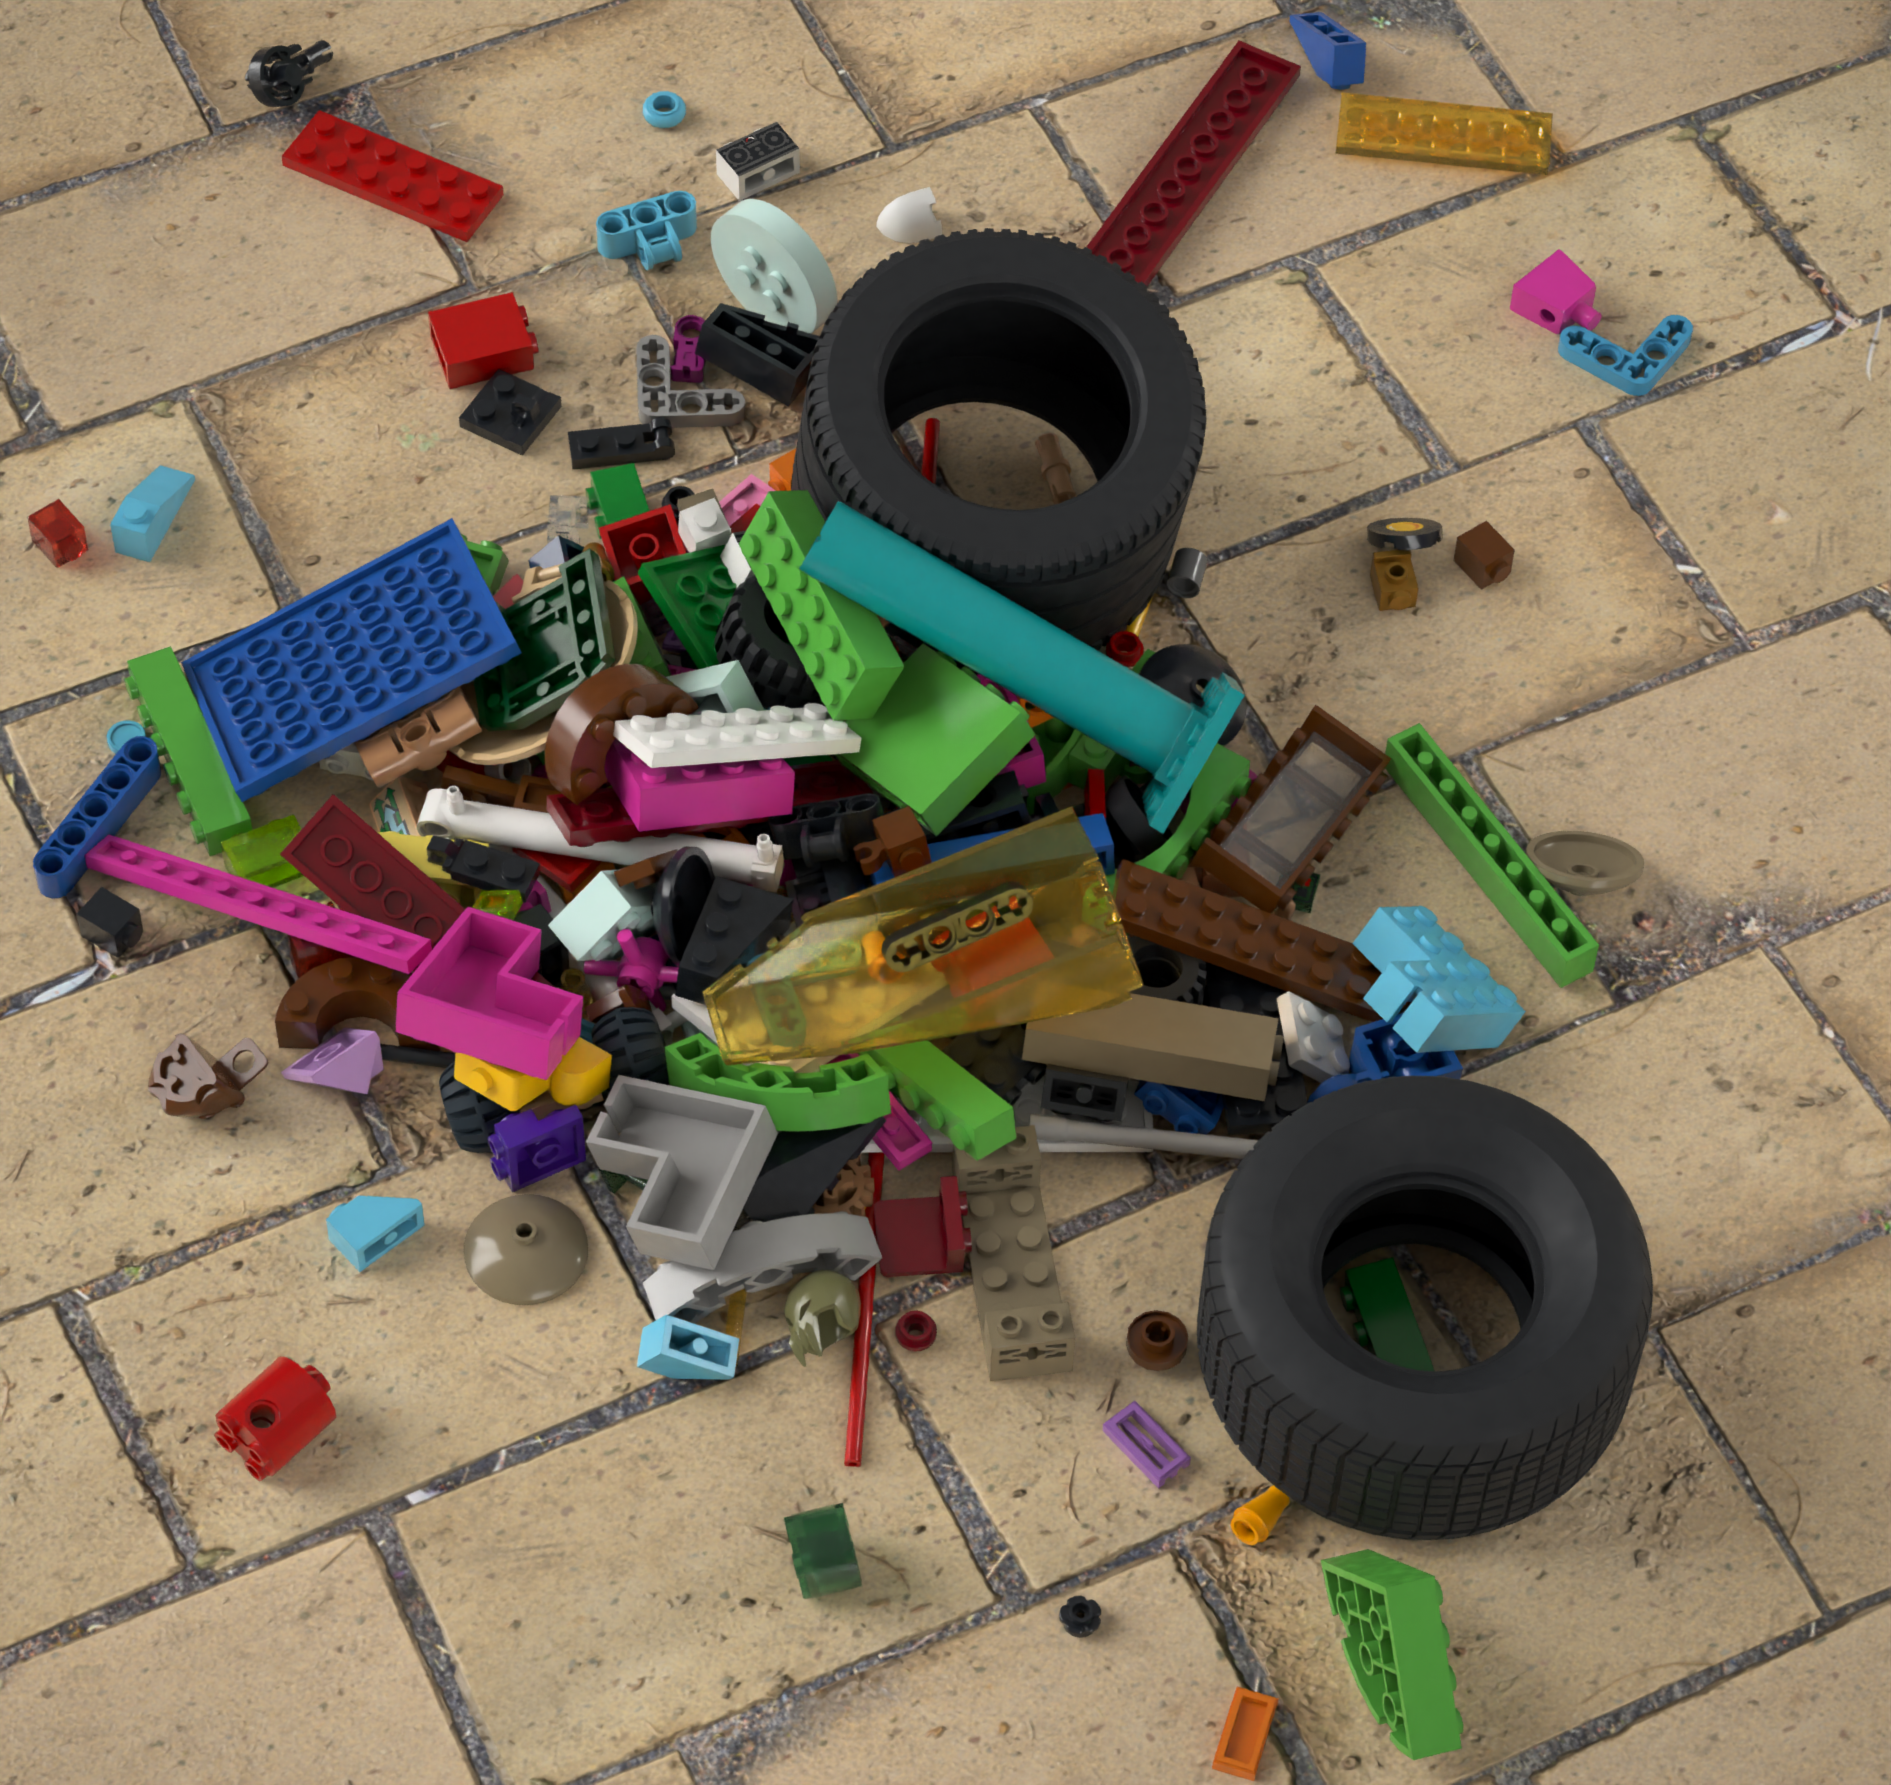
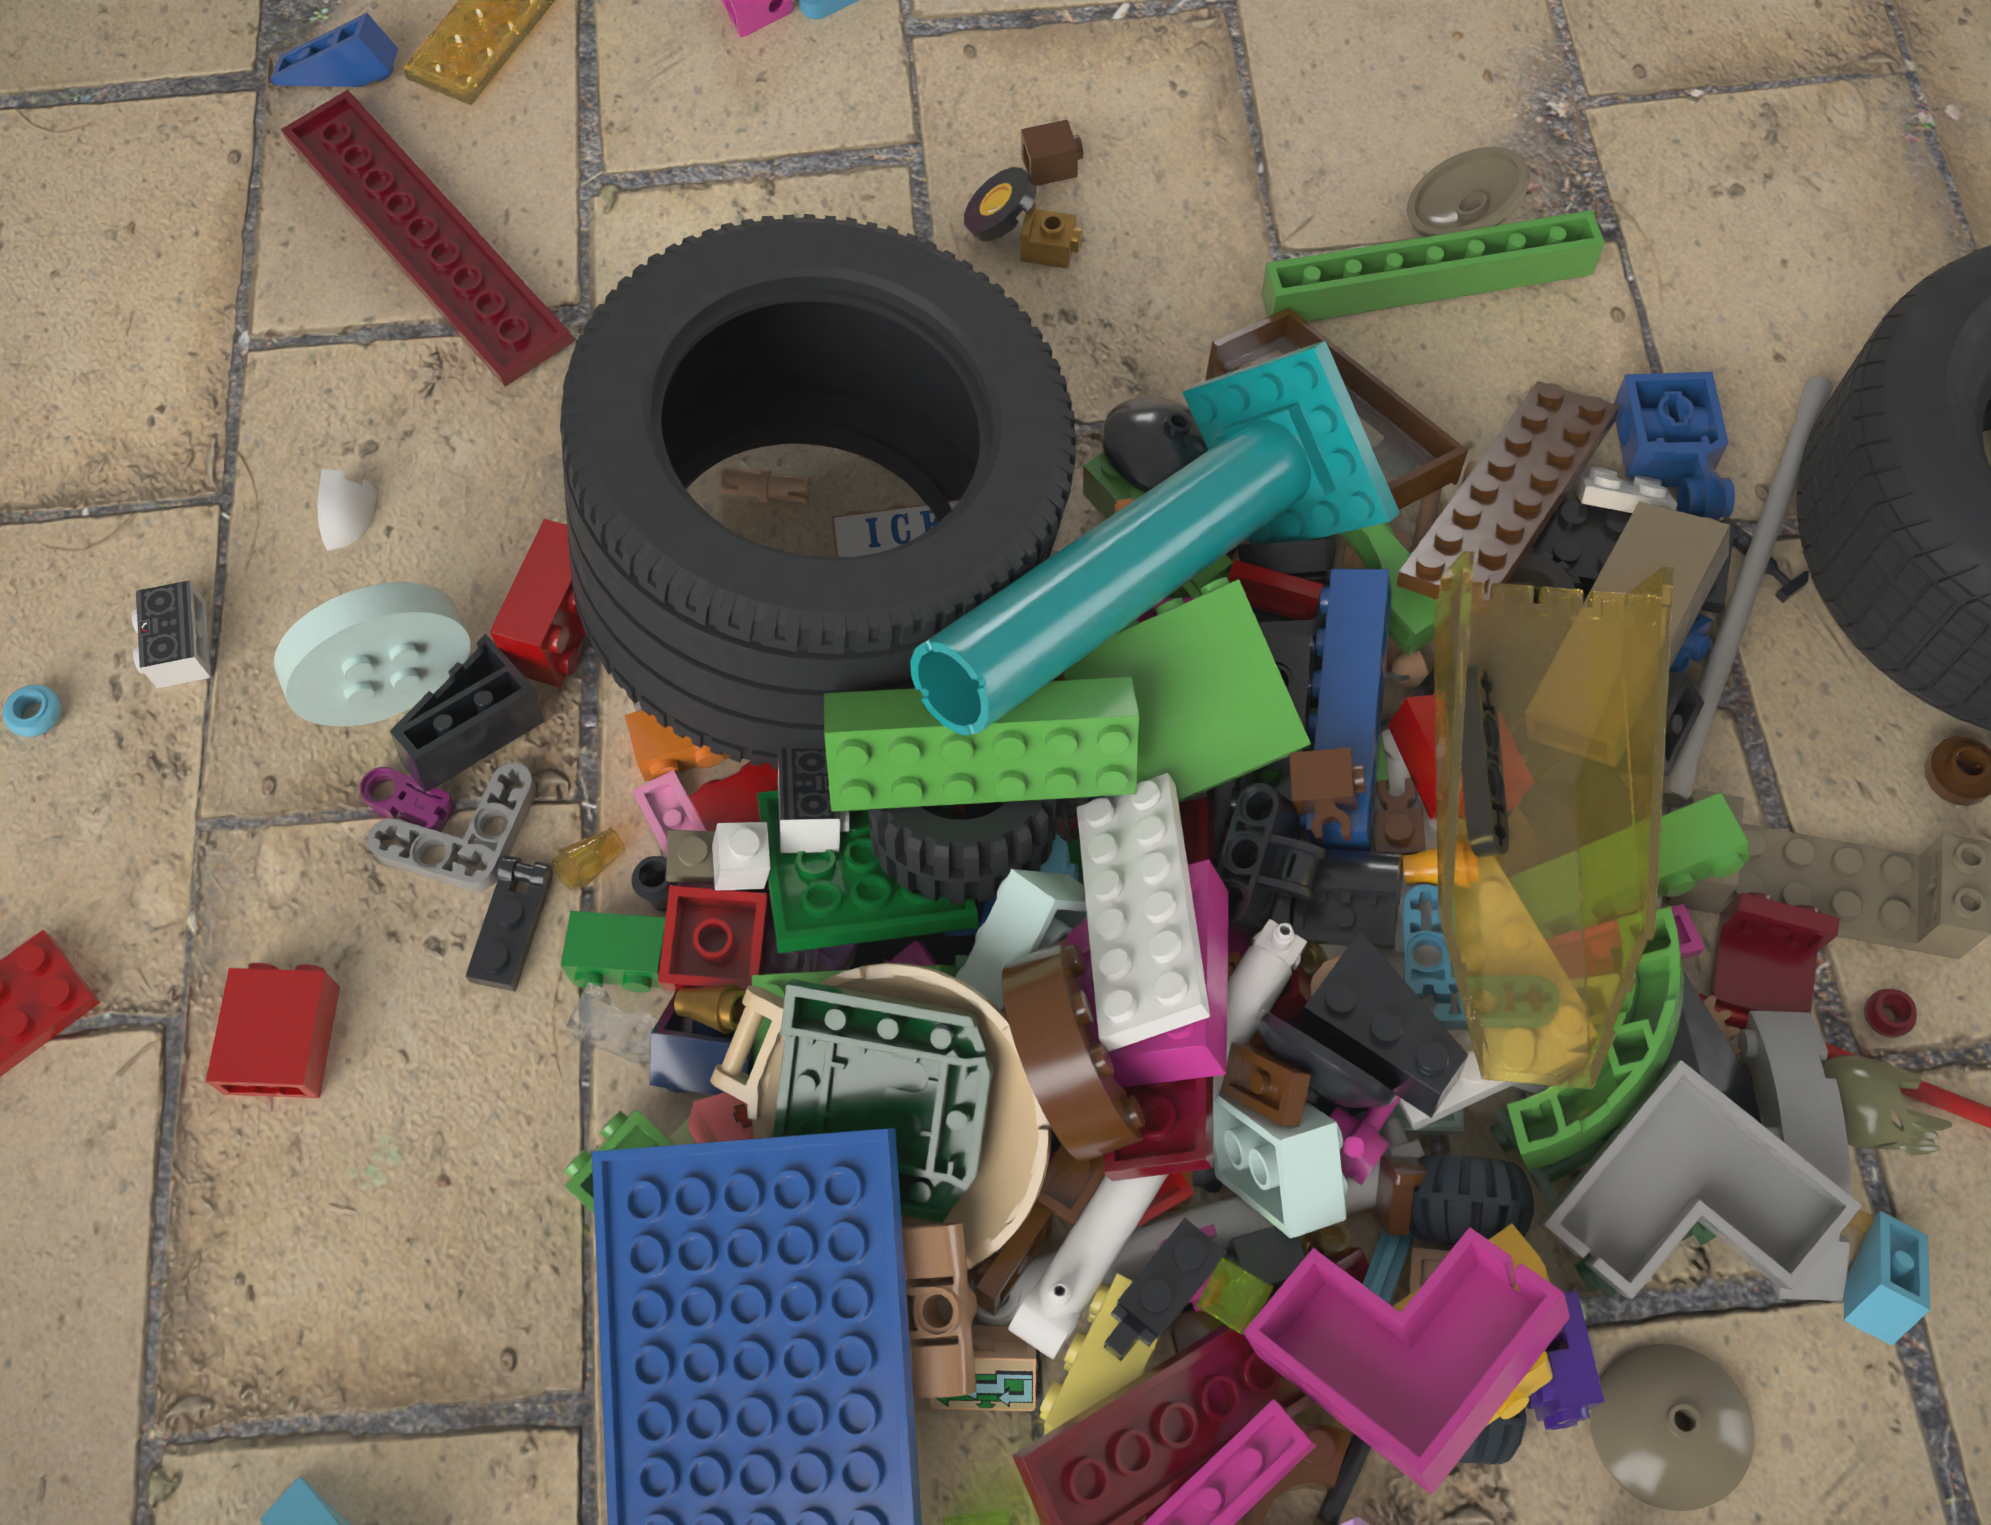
camera: 65 degrees left, 10 degrees up
(510, 412) = (396, 1035): black hinge -> none
(648, 228) = (230, 784): medium azure beam -> none
(686, 468) = (587, 859): none -> clear yellow cone
(1450, 992) = (1623, 352): medium azure piece -> none

